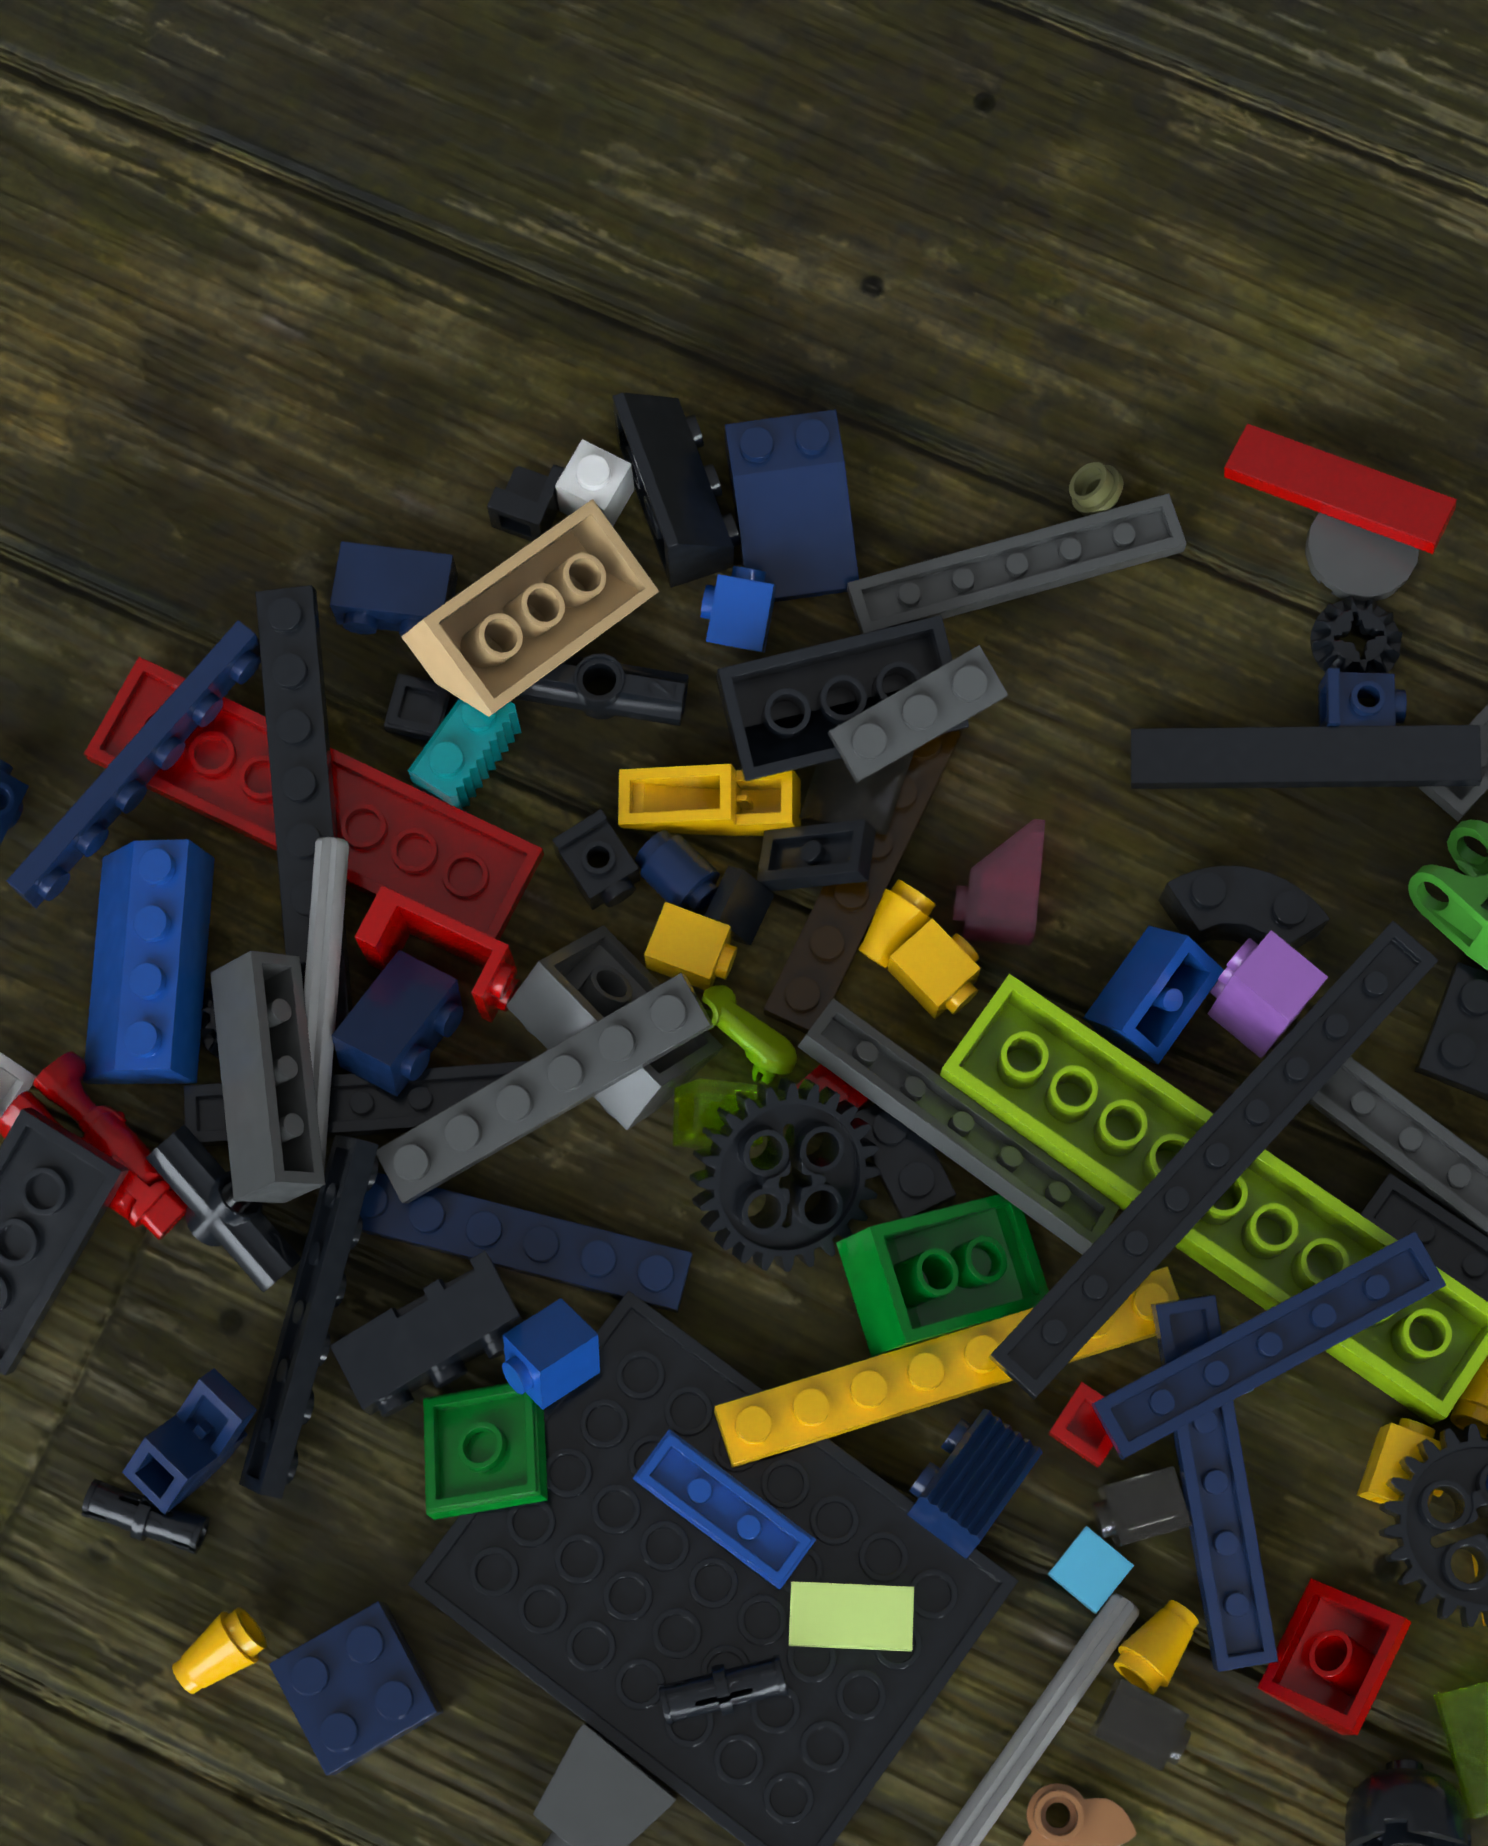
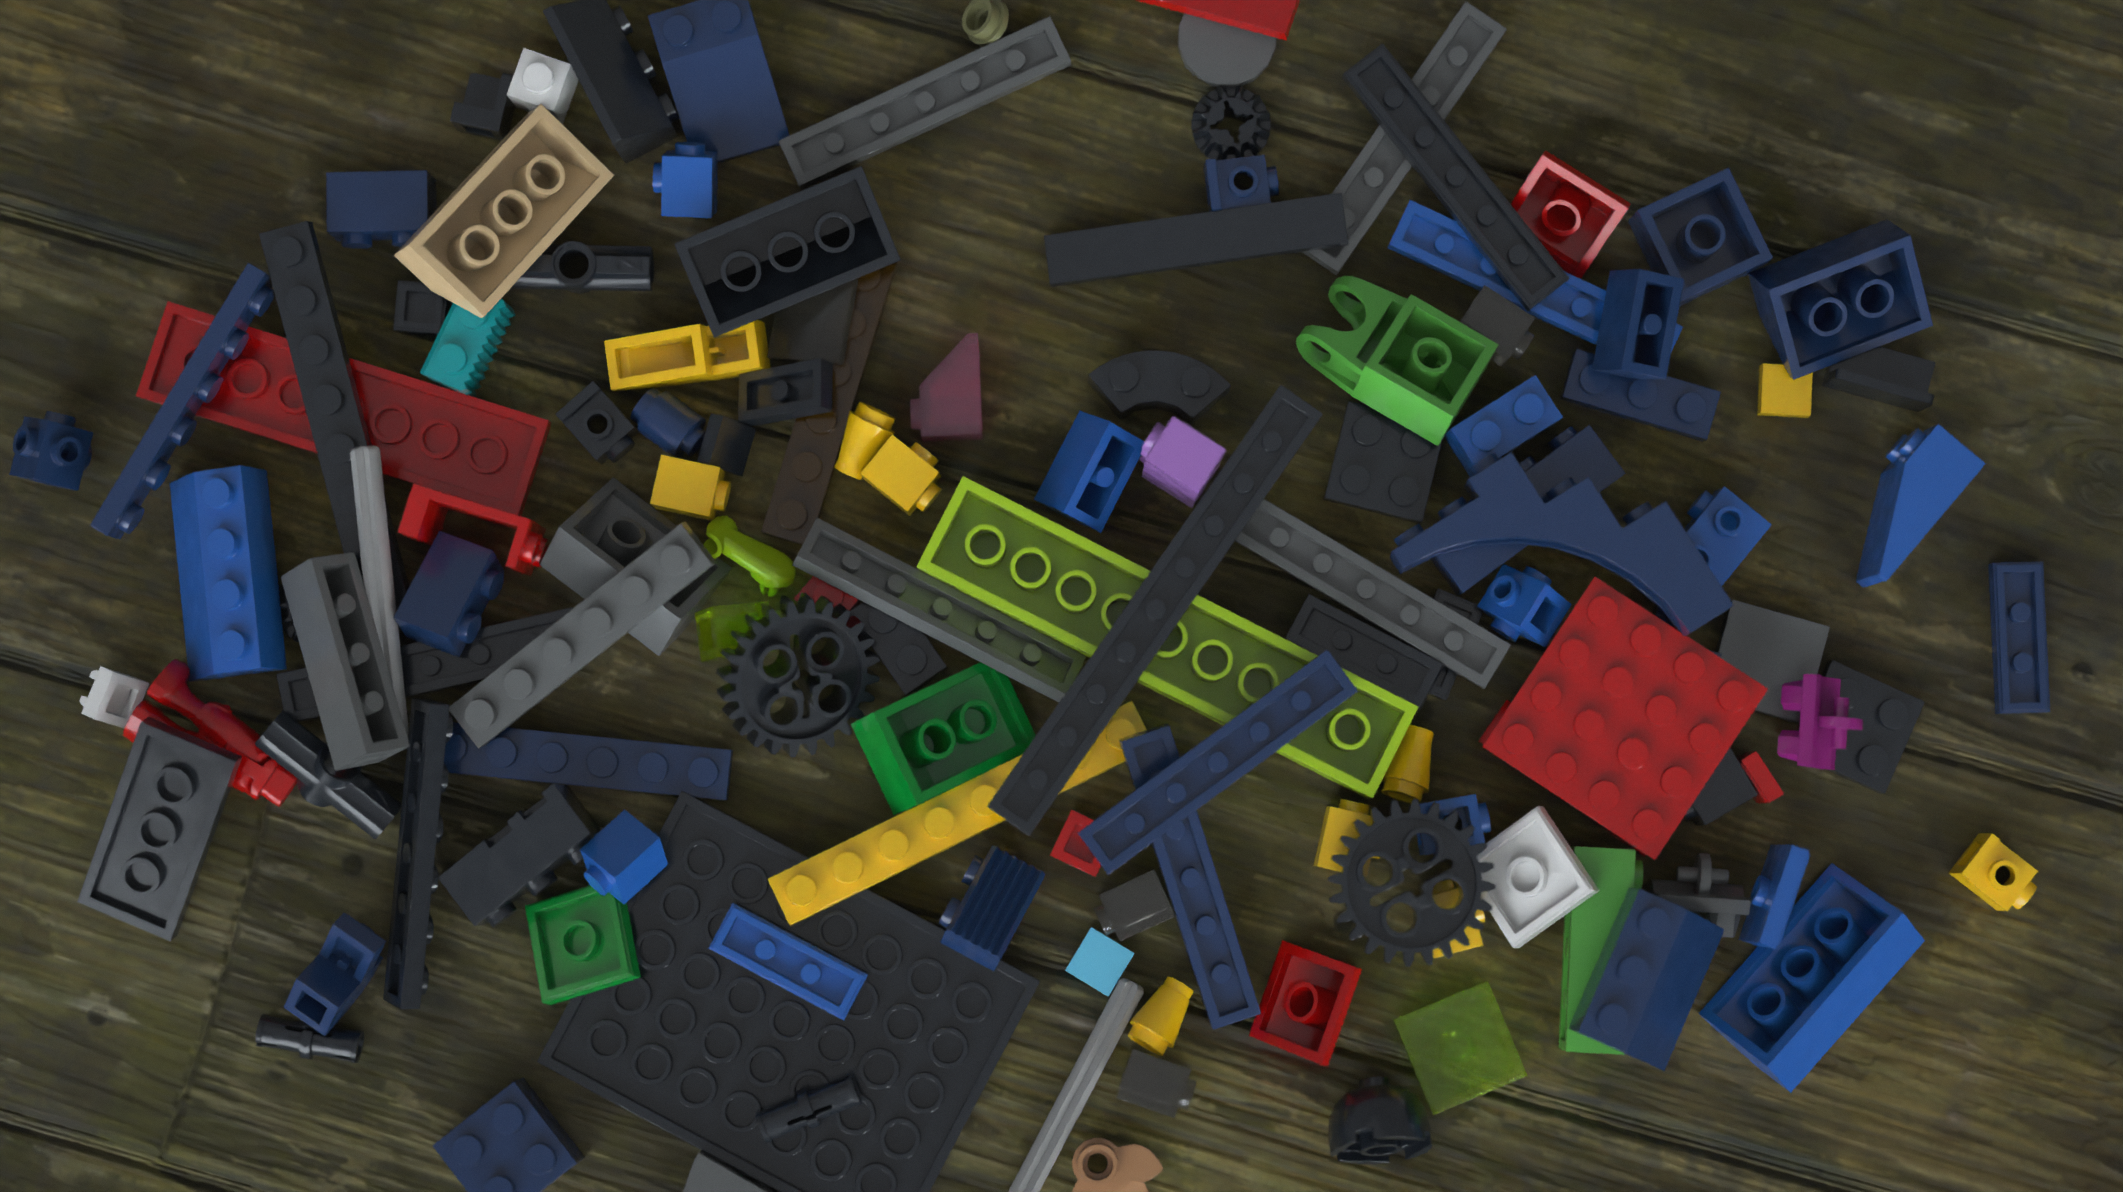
camera: 10 degrees left, 10 degrees up
(221, 1650) = (393, 1136): yellow cone -> none
(851, 1616) = (905, 1032): yellowish green tile -> none
(917, 714) = (853, 257): dark grey plate -> none

